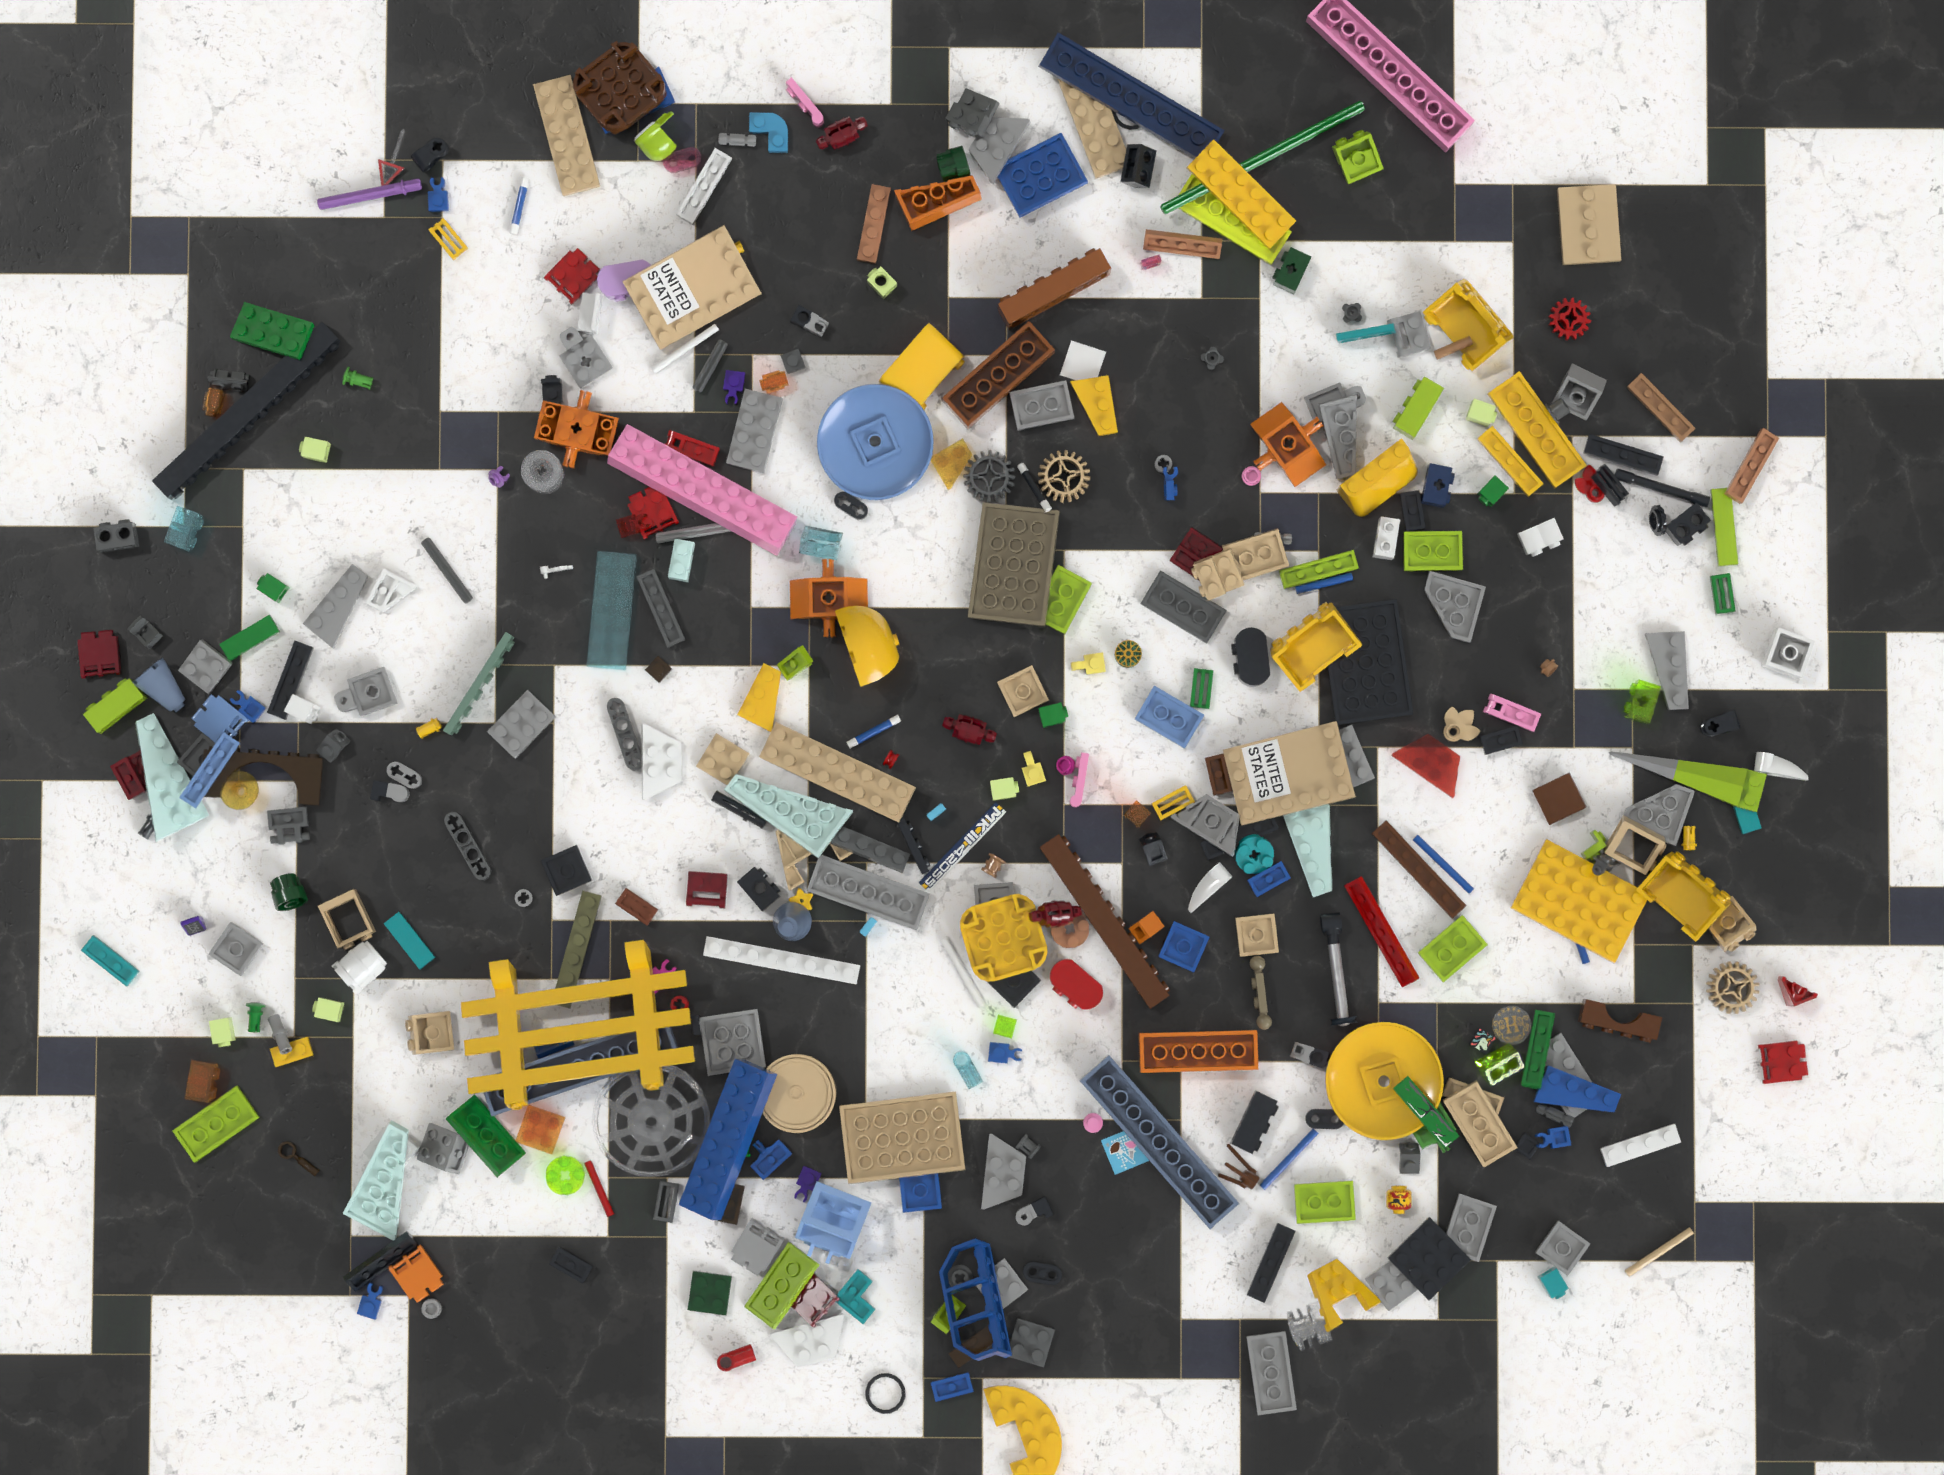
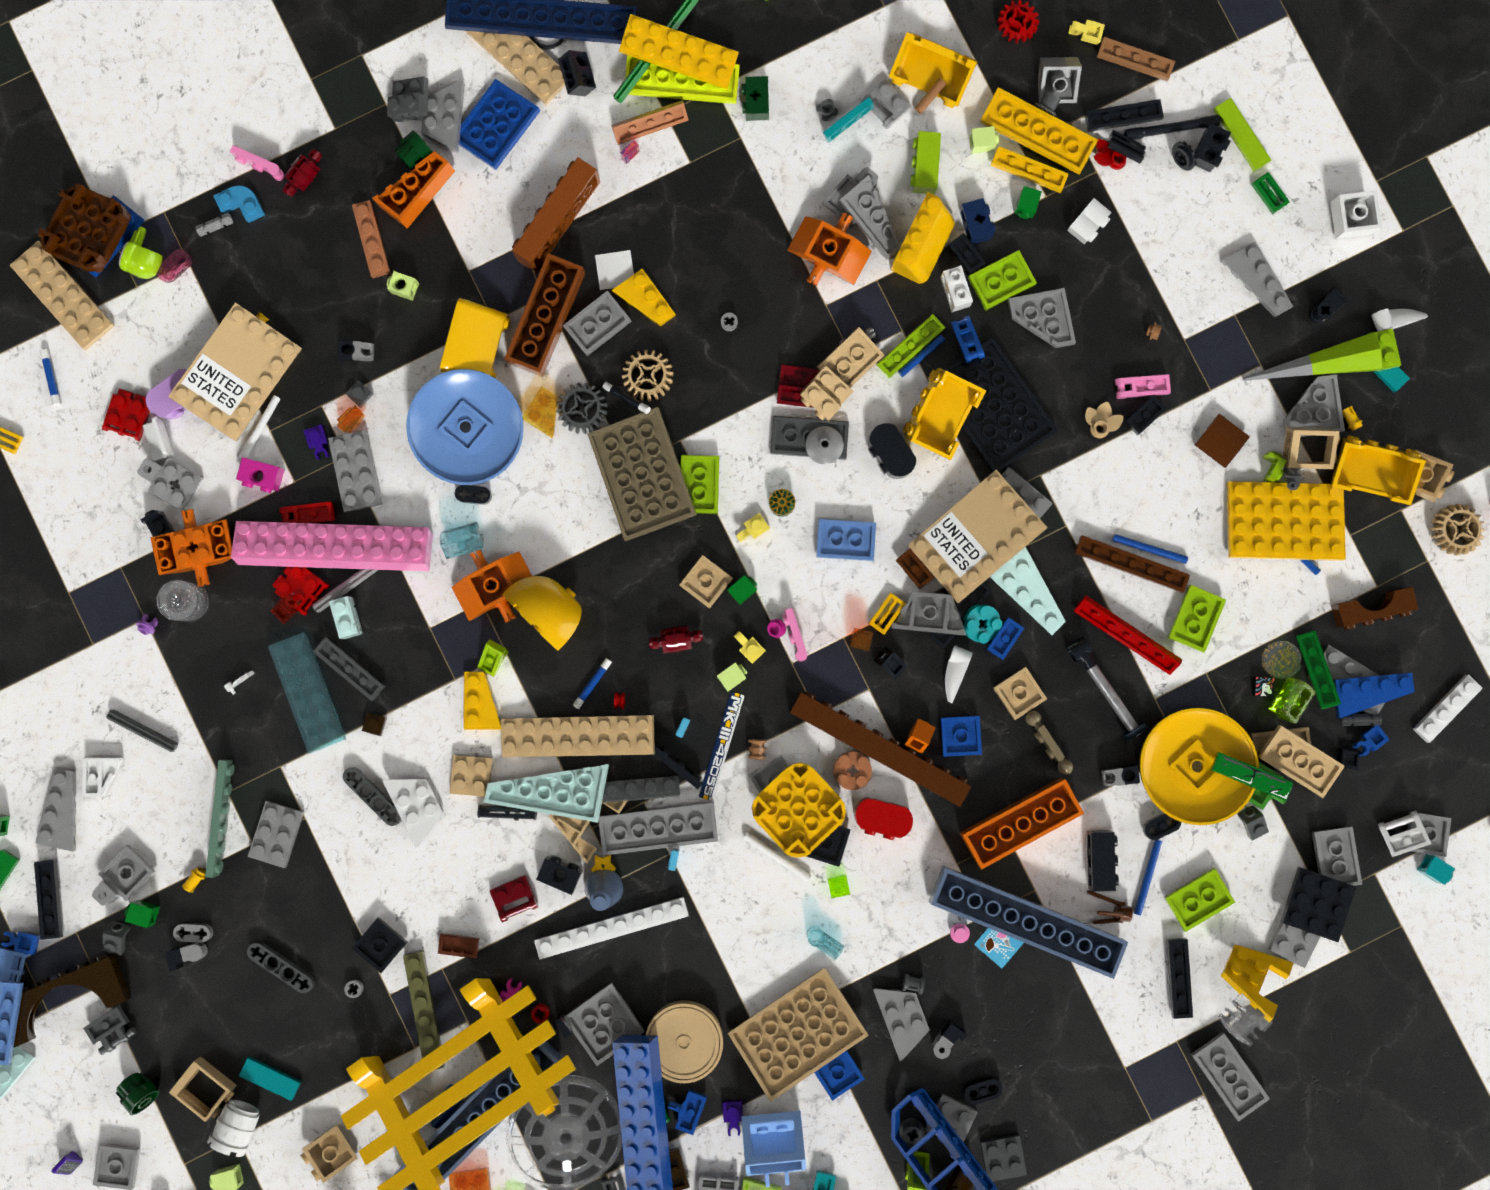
camera: 25 degrees left, 0 degrees up
(230, 792) = (43, 1025): clear yellow dish -> none
(302, 709) = (68, 921): white brick -> none
(367, 734) = (141, 913): none -> green brick
(661, 381) = (248, 474): none -> dark pink brick
(704, 186) = (204, 279): white plate -> none
(710, 366) = (288, 434): dark grey axle -> none
(1000, 1053) = (846, 912): blue plate -> none
(1055, 911) = (836, 768): dark red piece -> none
(1170, 488) = (745, 339): blue plate -> none
(1186, 628) = (821, 454): none -> light grey dish
(1209, 687) = (868, 498): green tile -> none
(1212, 353) = (723, 203): dark grey plate -> none
(1251, 476) = (811, 294): bright pink plate -> none
(1372, 589) = (967, 339): none -> blue plate
(1398, 1199) = (1263, 864): head -> none
(1431, 762) = (1095, 464): clear red wing -> none
(1536, 1241) = (1406, 840): none -> white plate
(1632, 361) = (1090, 31): none -> light yellow plate
(1650, 695) = (1254, 311): clear neon green brick -> none
(1751, 466) = (1240, 69): nougat plate -> none

